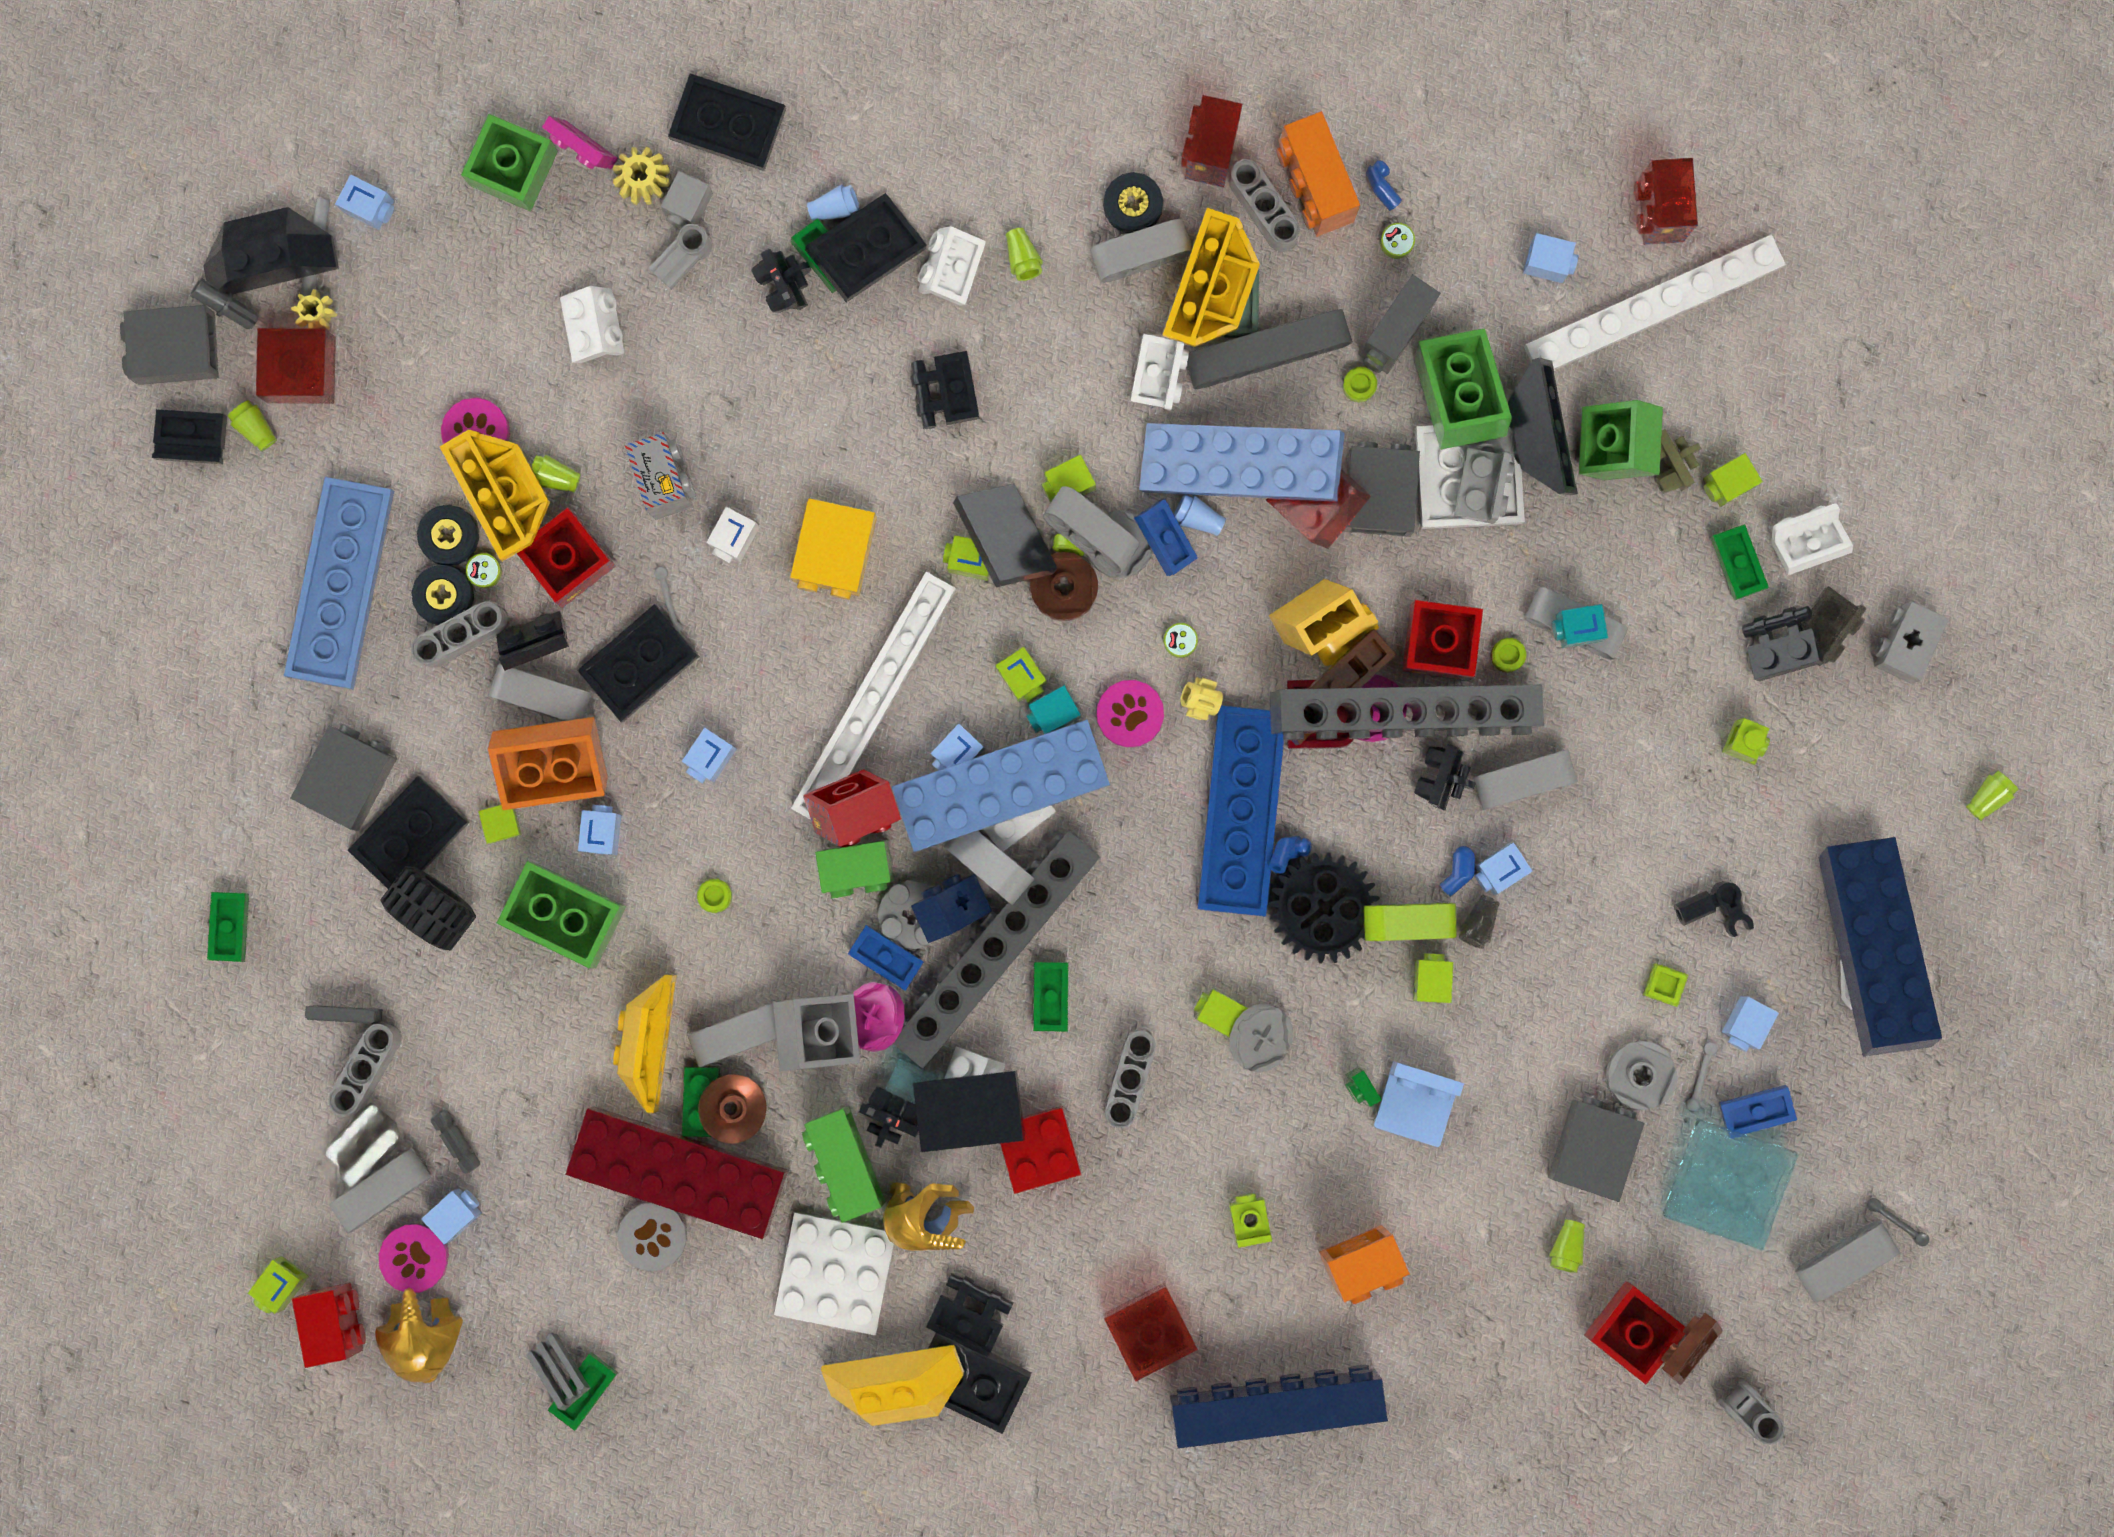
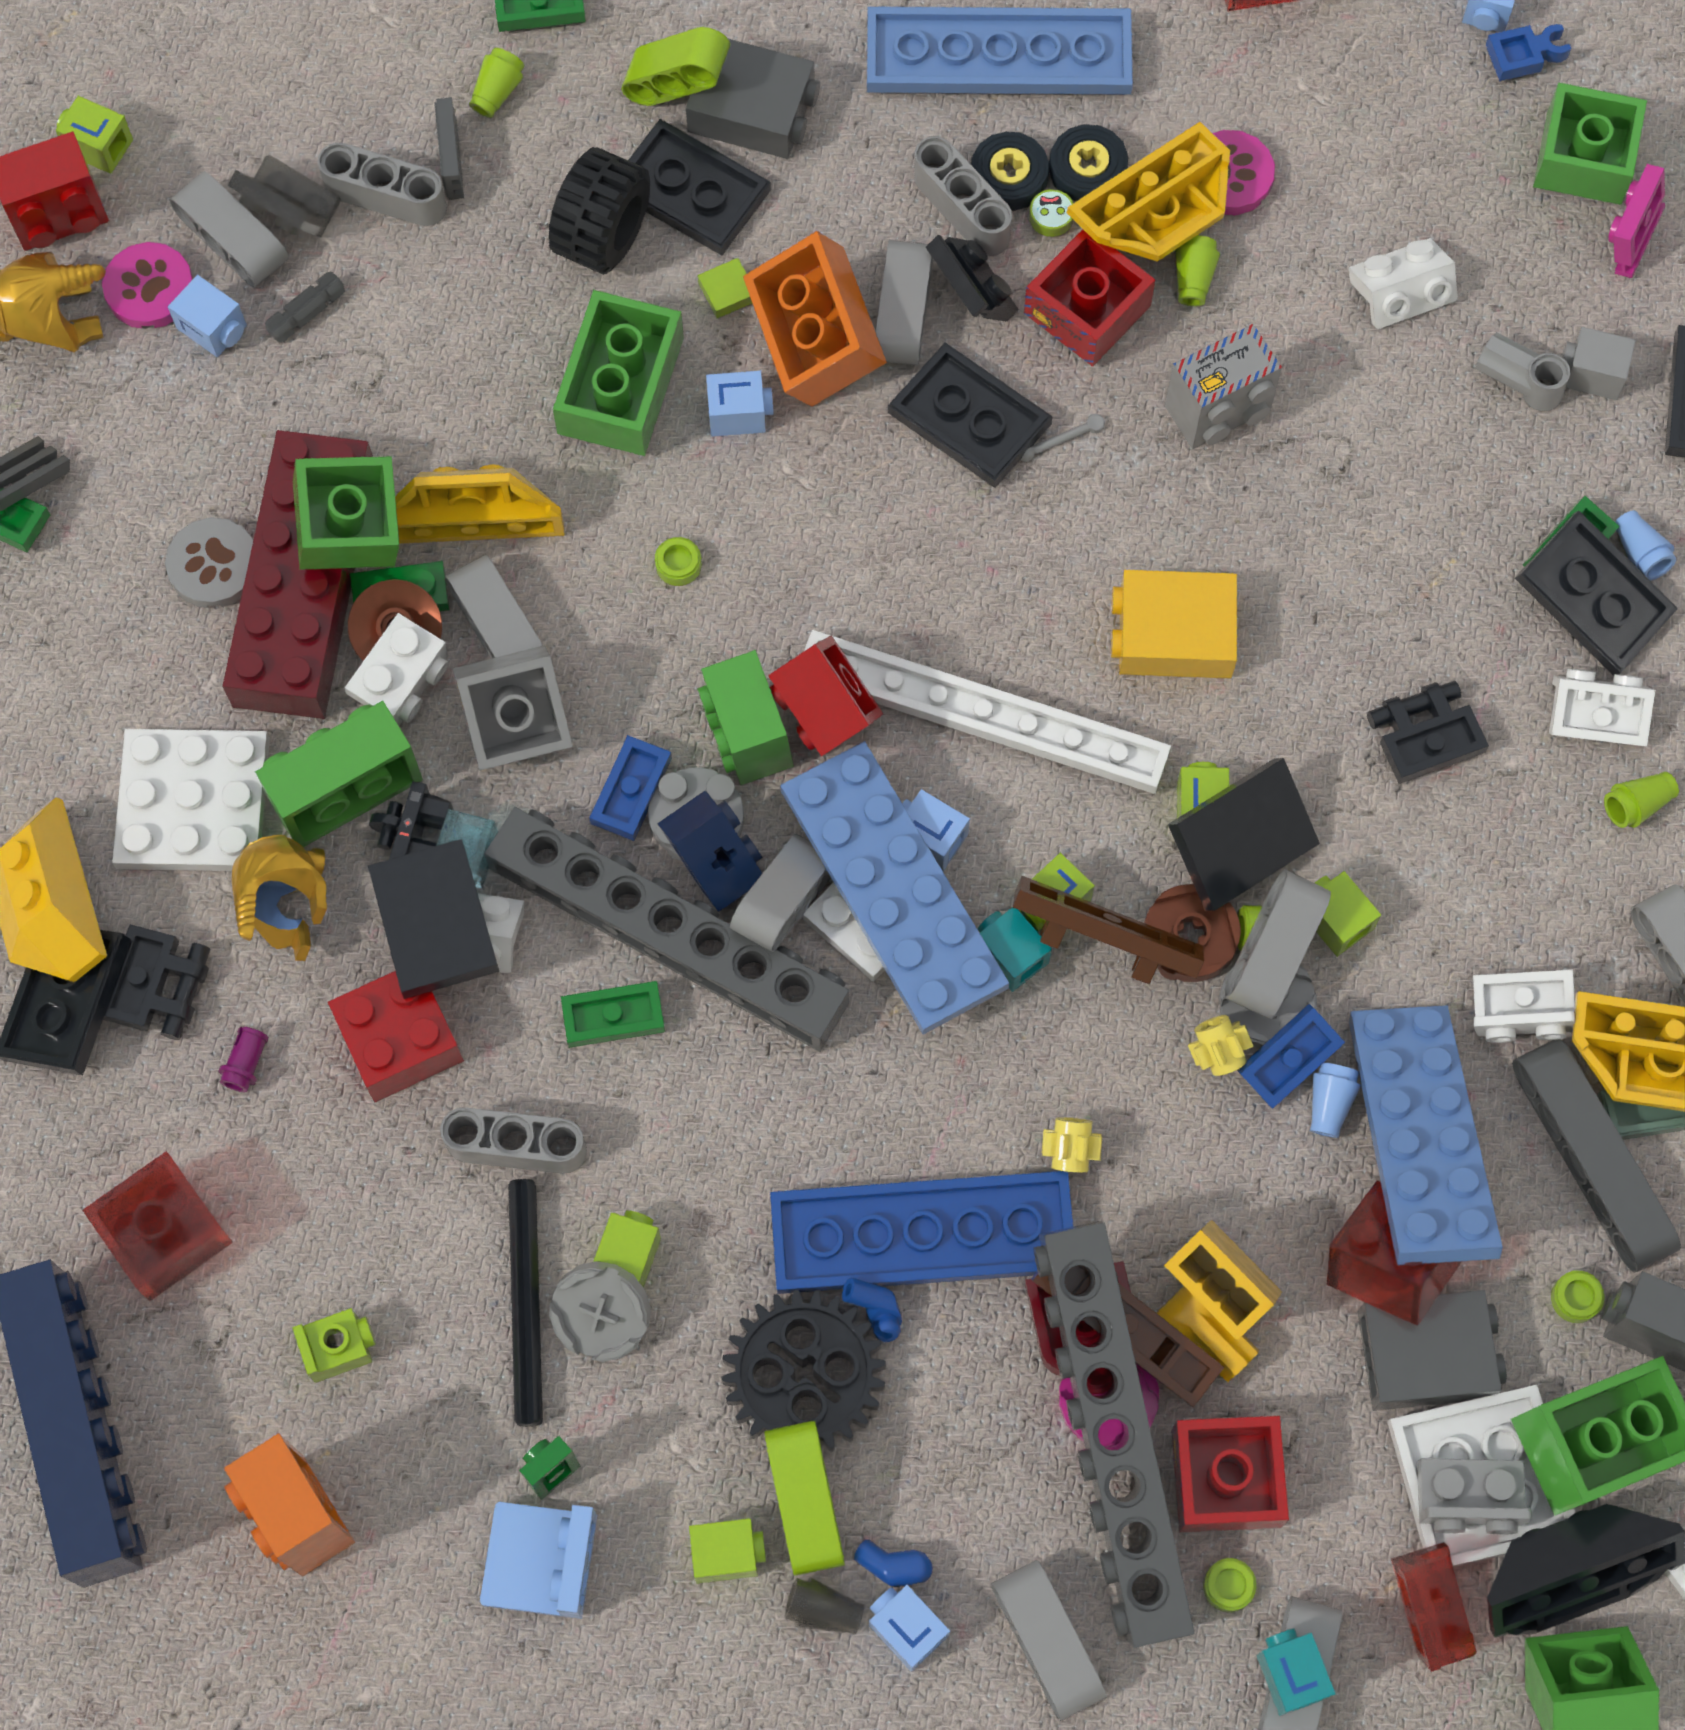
camera: 75 degrees right, 15 degrees down
(291, 970) = (496, 81): none -> lime cone
(314, 831) = (676, 66): none -> lime beam
(417, 193) = (1522, 53): none -> blue plate
(647, 164) = (1616, 302): light yellow gear -> none
(653, 1131) = (345, 512): none -> bright green brick
(708, 756) = (863, 517): light blue brick -> none
(732, 536) = (1164, 495): white brick -> none
(768, 1111) = (400, 669): none -> white bracket
(787, 277) = (1527, 502): black hips -> none
(878, 1016) = (547, 784): dark pink tile -> none
(1037, 1259) = (243, 1060): none -> magenta pin
(1059, 643) = (1070, 912): none -> reddish brown hinge
(1130, 713) = (1031, 1055): dark pink tile -> none
(1150, 583) = (1220, 1045): none -> light yellow gear
(1180, 640) = (1149, 1106): tile -> none
(1241, 1087) = (525, 1303): none -> black axle
(1448, 763) = (1028, 1521): black hips -> none
(1548, 526) = (1434, 1606): none -> clear red hinge

